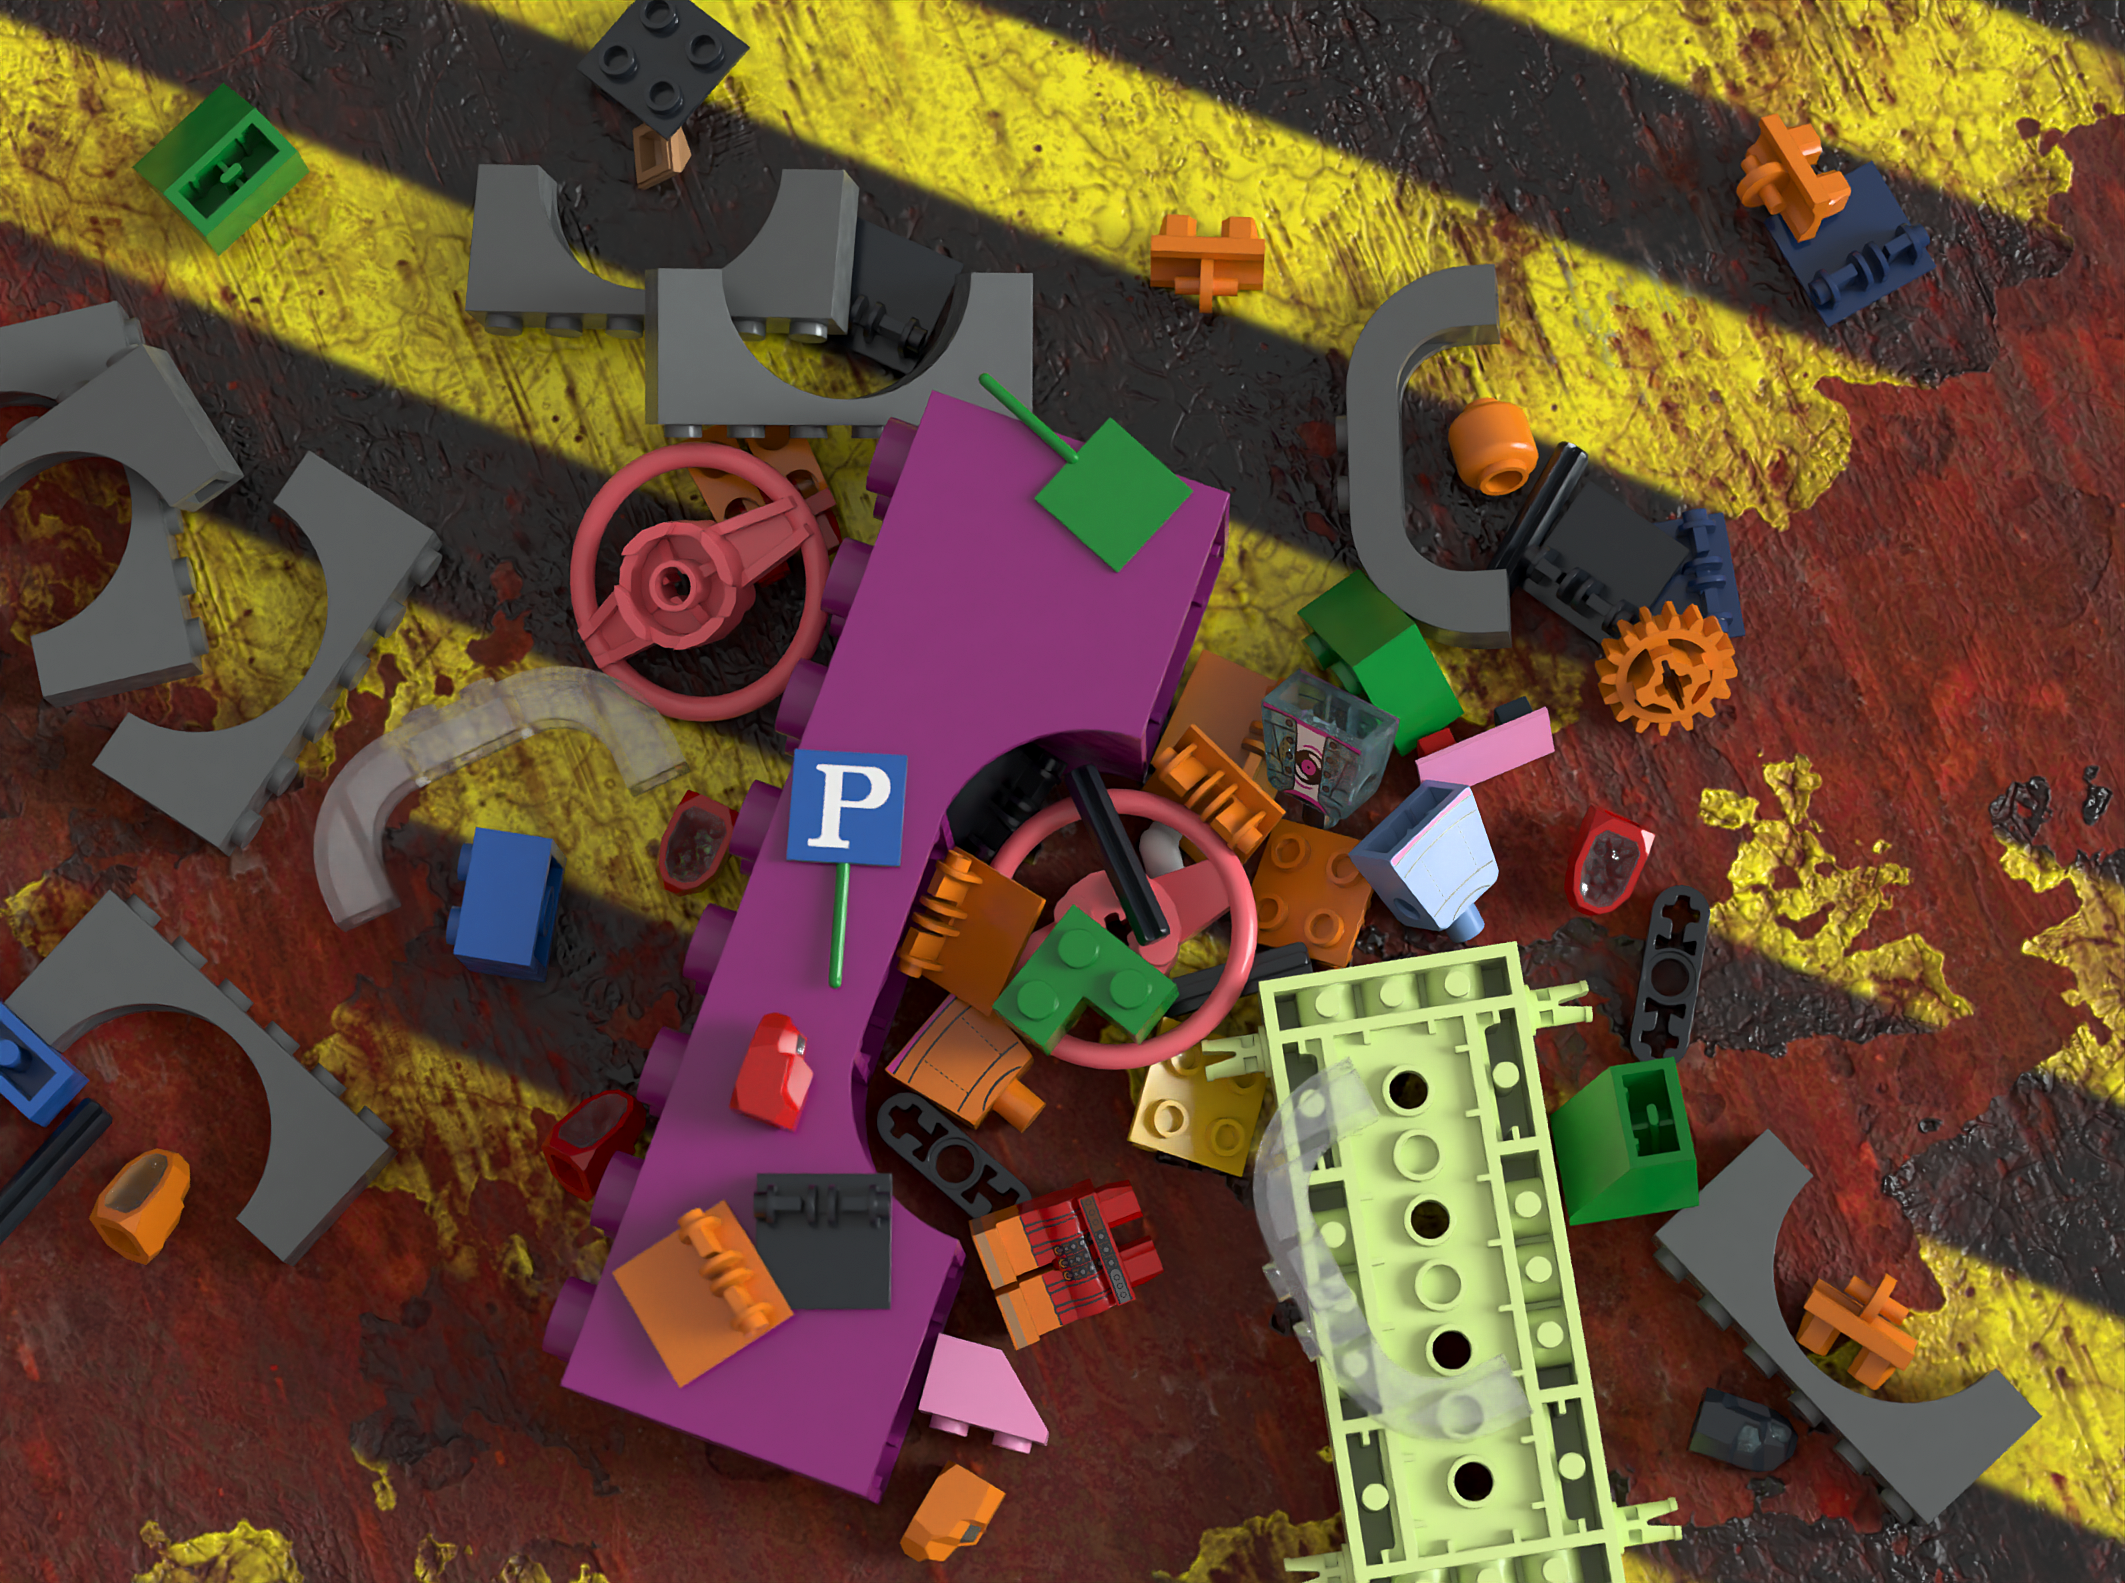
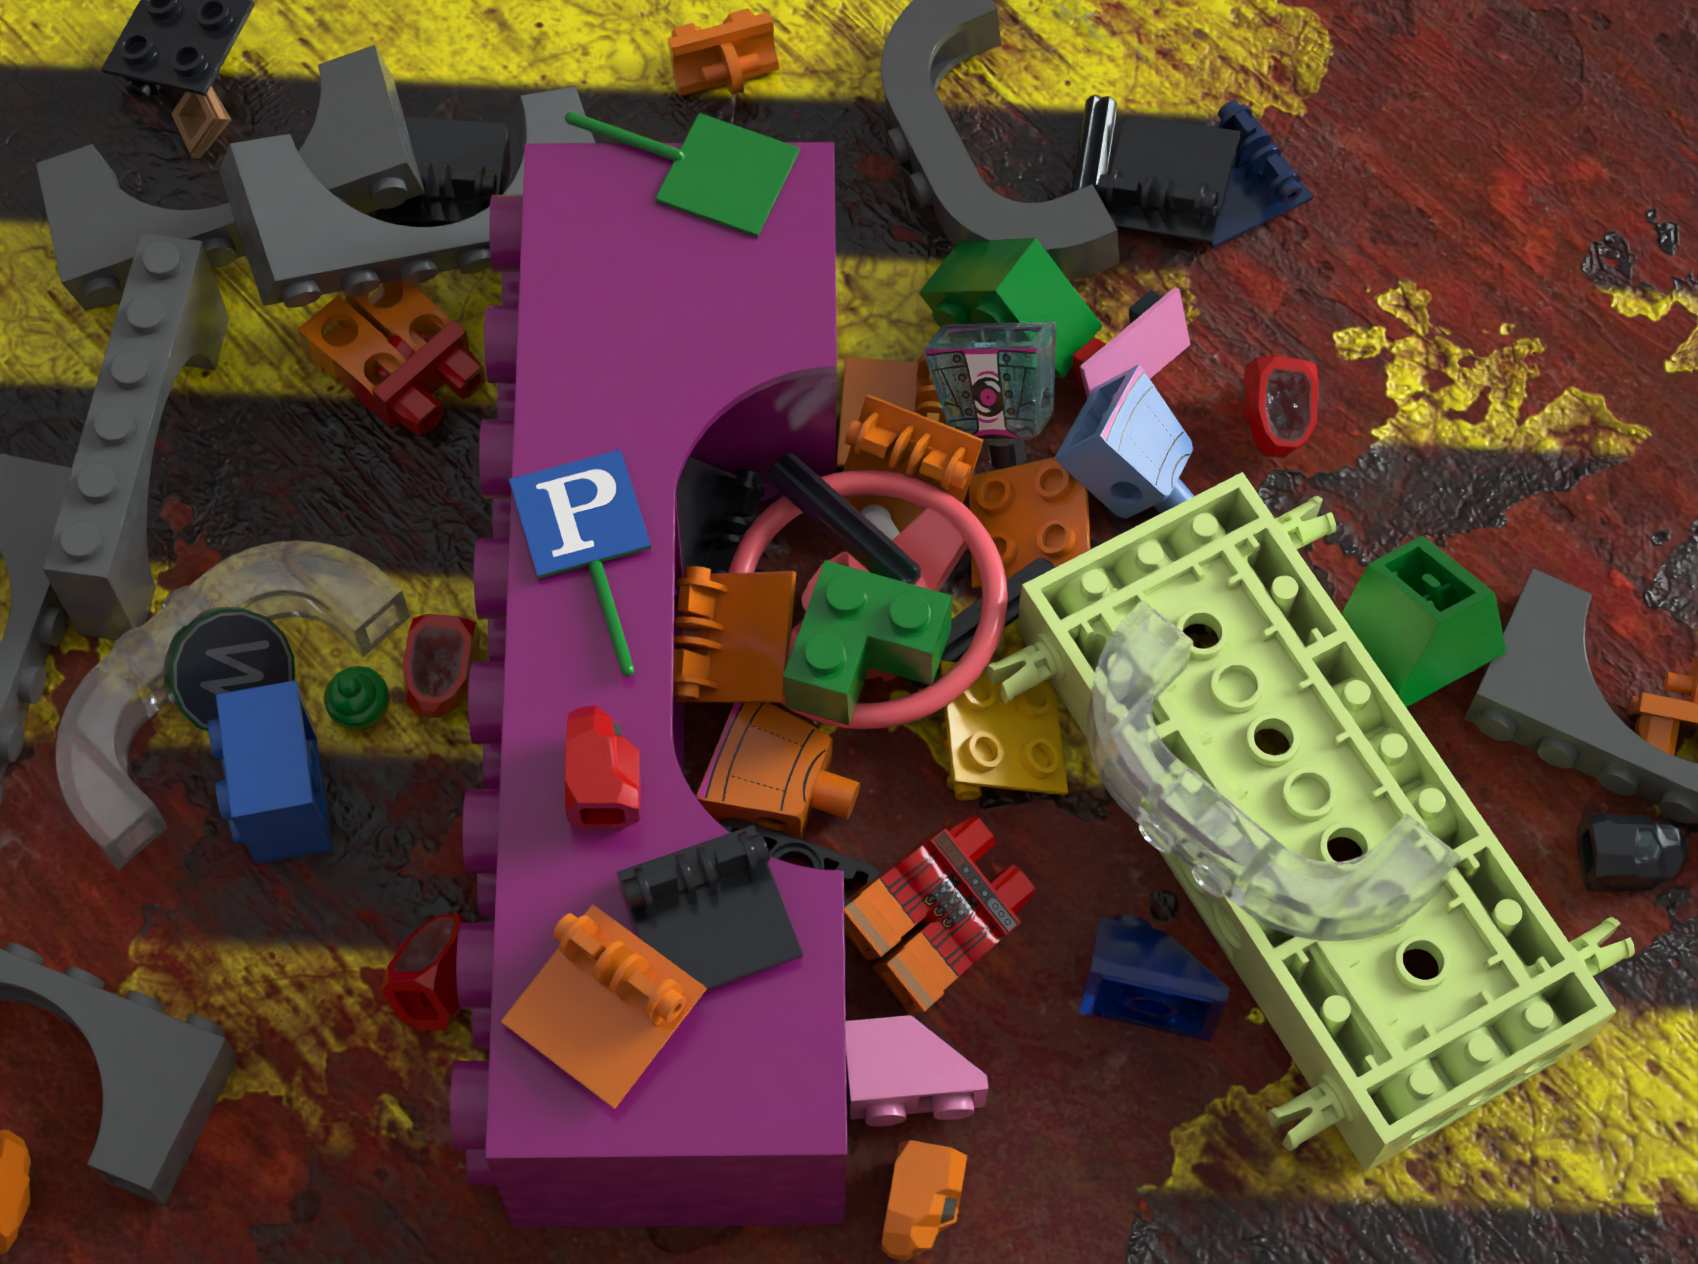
camera: 30 degrees left, 15 degrees down
(502, 780) = (223, 654): none -> black tile
(549, 402) = (99, 543): none -> dark grey arch
(612, 844) = (357, 698): none -> green plate
(721, 567) = (375, 395): coral piece -> none
(1230, 1386) = (1150, 981): none -> clear blue slope
(1493, 446) = (1032, 115): orange head -> none
(1661, 929) = (1385, 463): black beam -> none
(1698, 664) = (1262, 230): orange gear -> none

